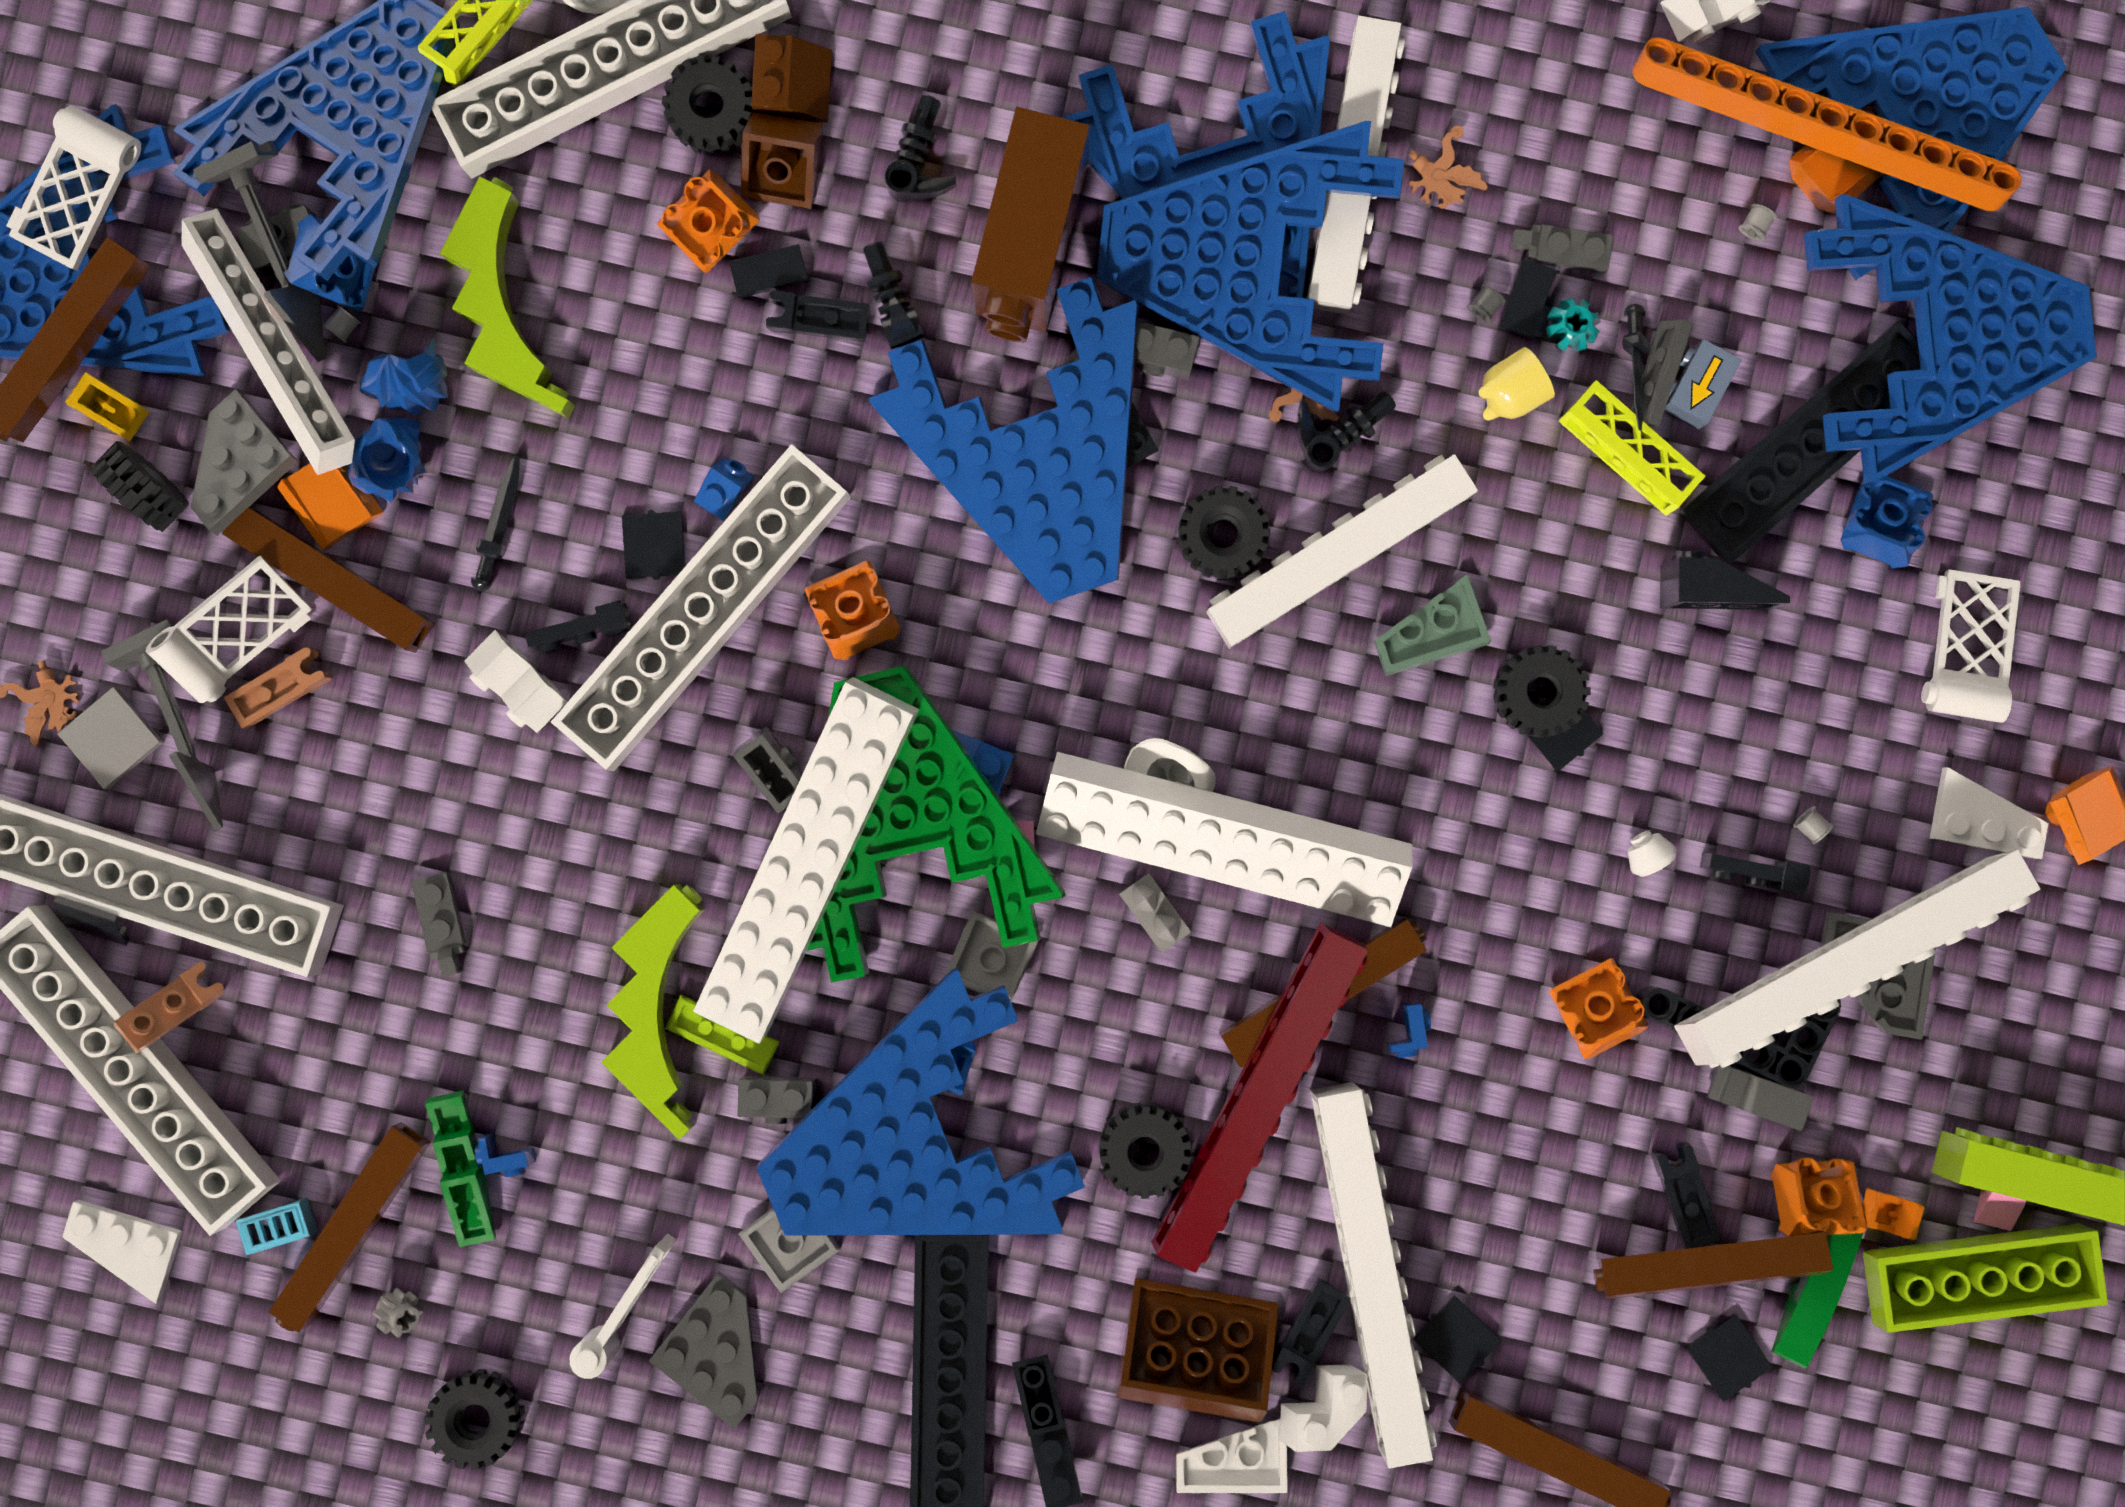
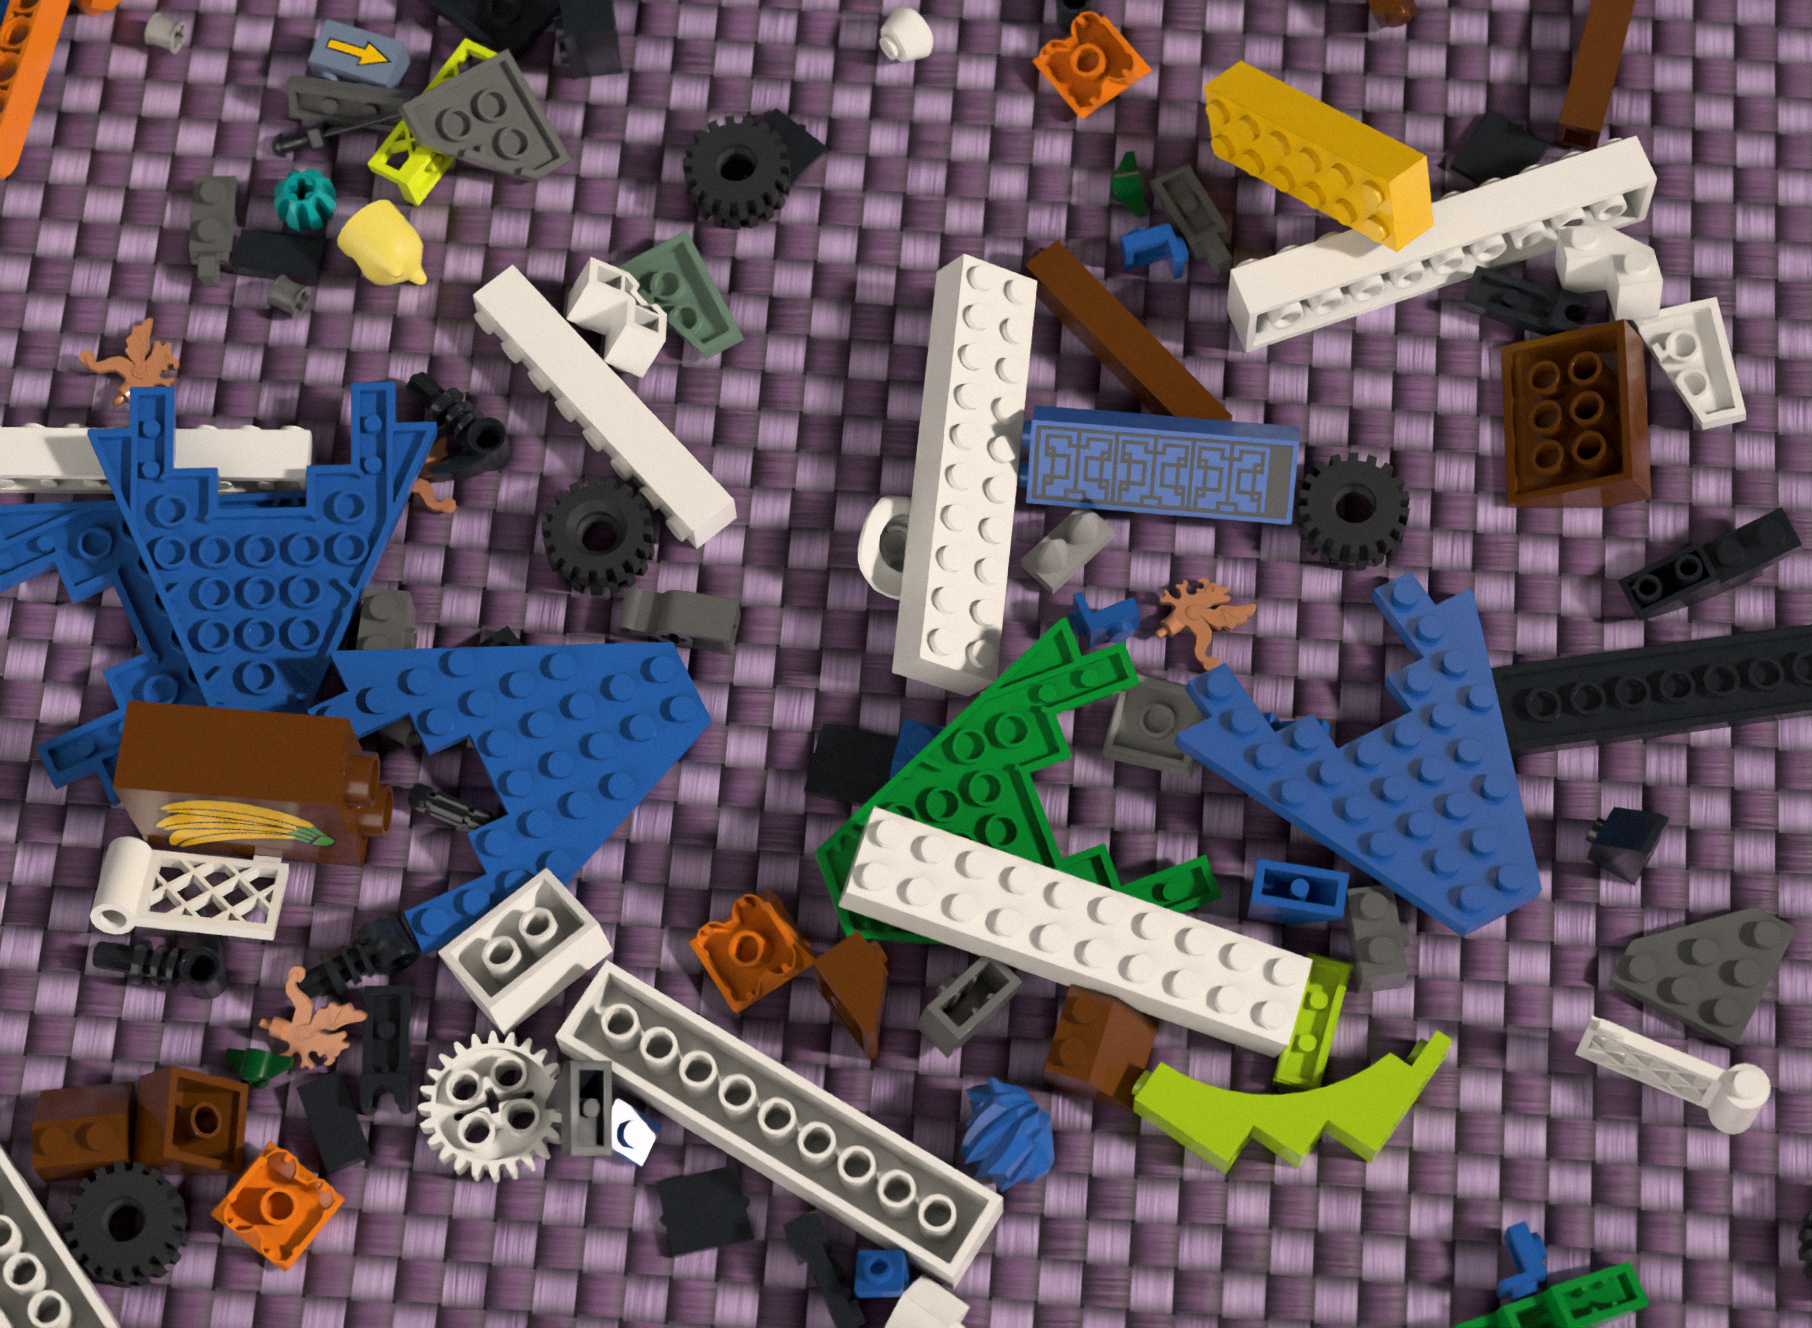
camera: 95 degrees left, 20 degrees down
(566, 669) = (882, 1273): none -> blue bracket
(662, 782) = (1007, 1135): none -> blue hair
(722, 864) = (1099, 1048): none -> reddish brown slope
(726, 460) = (586, 1105): none -> slope
(786, 1257) = (1565, 909): light grey tile -> none
(788, 388) = (484, 1067): none -> white gear
(795, 683) = (855, 988): none -> reddish brown slope
(819, 1042) = (1296, 893): none -> blue slope
(820, 1311) = (1625, 841): none -> black slope
(821, 215) = (258, 1065): none -> dark green piece
(838, 257) = (305, 1031): none -> nougat piece
(874, 430) = (526, 951): none -> white slope
(971, 126) = (132, 875): none -> white piece
(995, 709) = (849, 765): none -> black piece
(1009, 387) = (448, 808): none -> black axle
(1077, 938) = (1110, 623): none -> blue bracket
(1080, 1004) = (1196, 615): none -> nougat piece
(1141, 589) = (681, 618): none -> dark grey piece
(1205, 1000) = (1160, 464): none -> brick
(1259, 1097) = (1264, 386): dark red brick -> none
(1430, 568) = (609, 304): none -> white brick
(1438, 1069) = (1194, 217): none -> dark grey hinge
(1454, 1184) = (1319, 155): none -> yellow brick
(1477, 1019) = (1127, 186): none -> dark green piece
(1617, 485) = (488, 121): none -> dark grey plate

